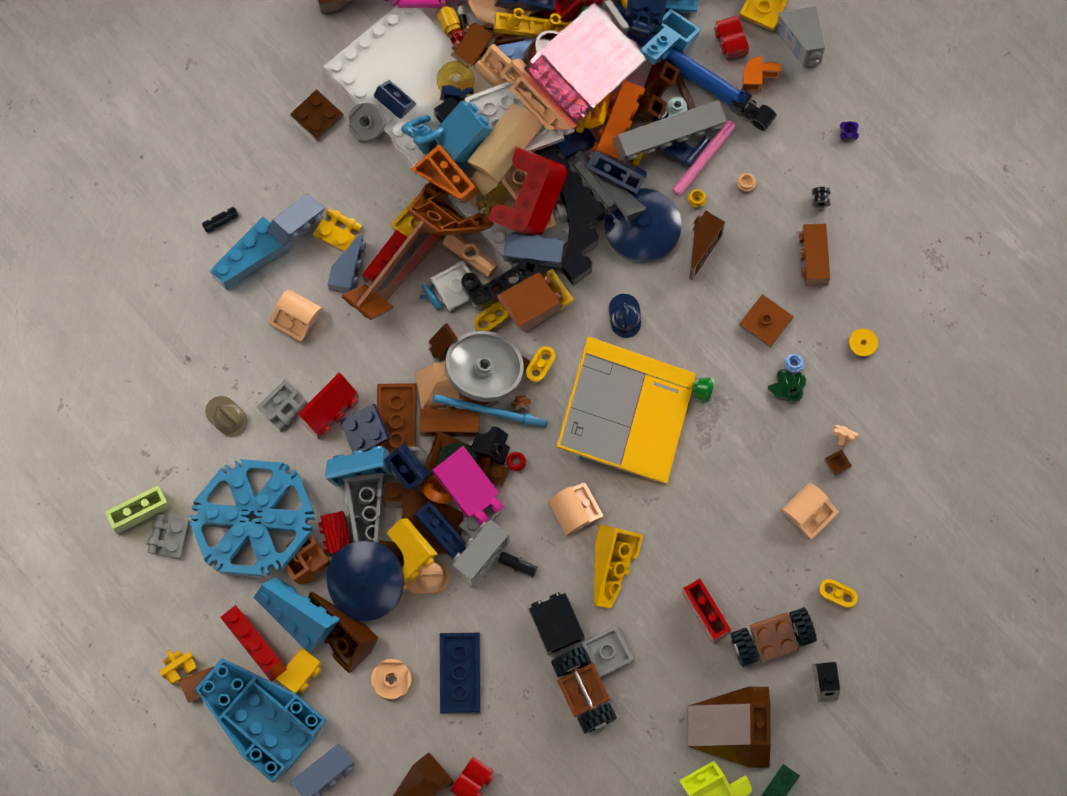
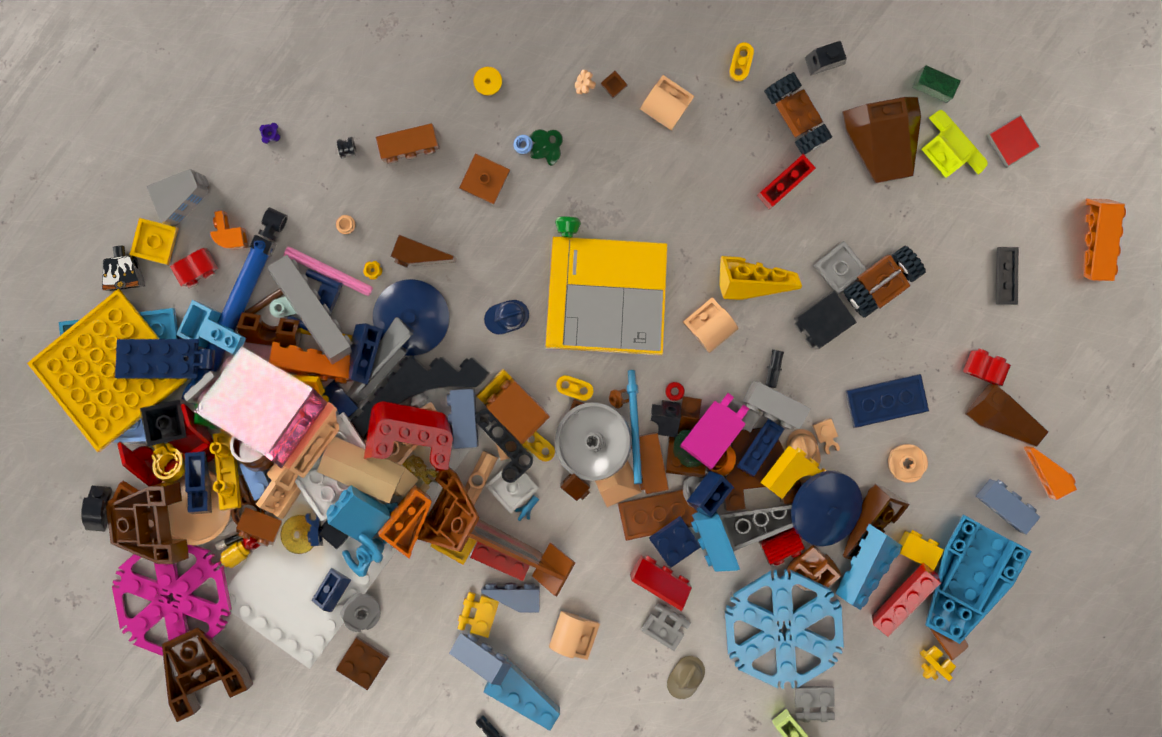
camera: 105 degrees left, 15 degrees up
(441, 604) = (825, 433): none -> light nougat plate

